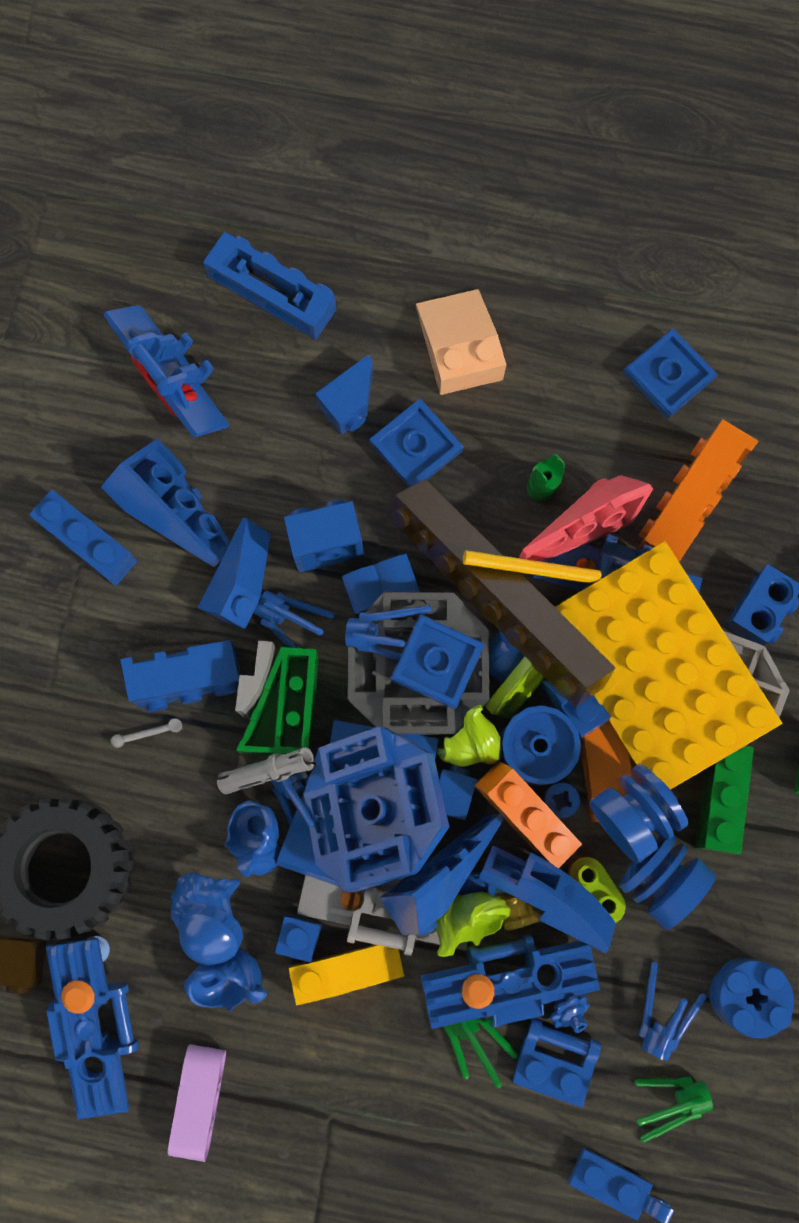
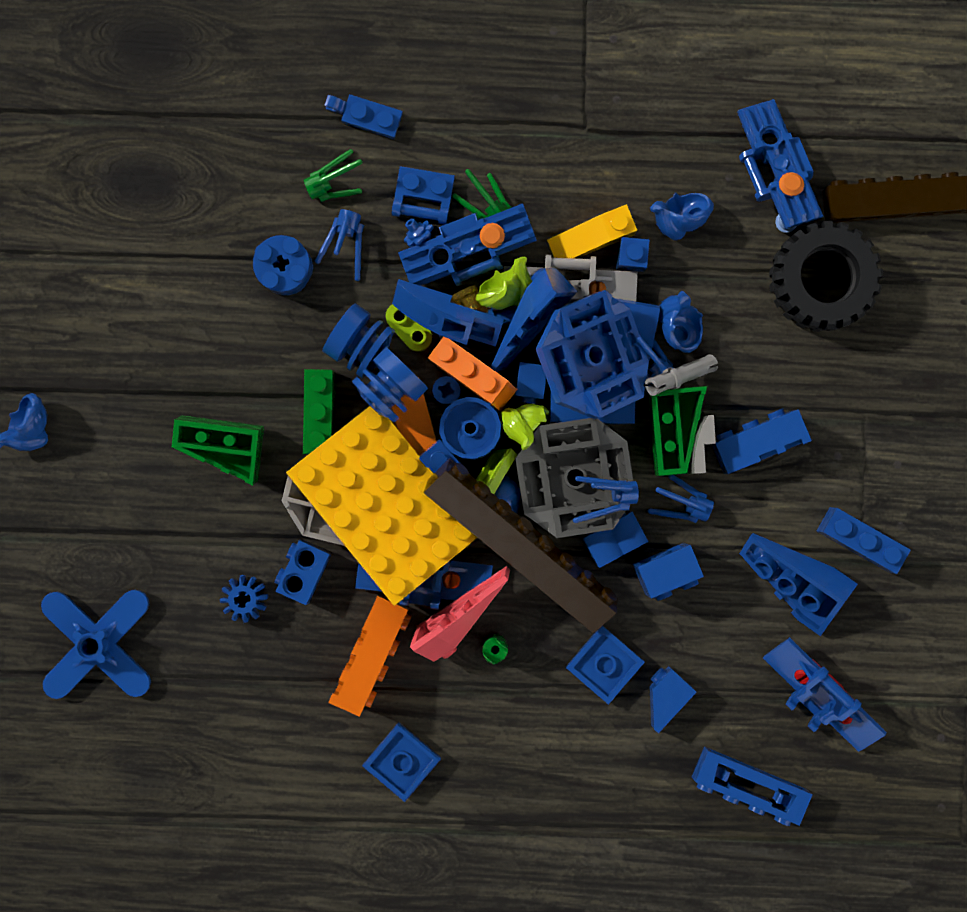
camera: 170 degrees right, 10 degrees up
(174, 726) = (759, 402): light grey hinge -> none
(196, 1103) = (687, 124): lavender beam -> none
(205, 918) = (707, 256): blue hair -> none
(239, 577) = (730, 528): blue slope -> none
(437, 662) = (561, 479): blue plate -> none
(461, 341) = (582, 764): light nougat slope -> none
(531, 567) = (498, 567): yellow bar -> none

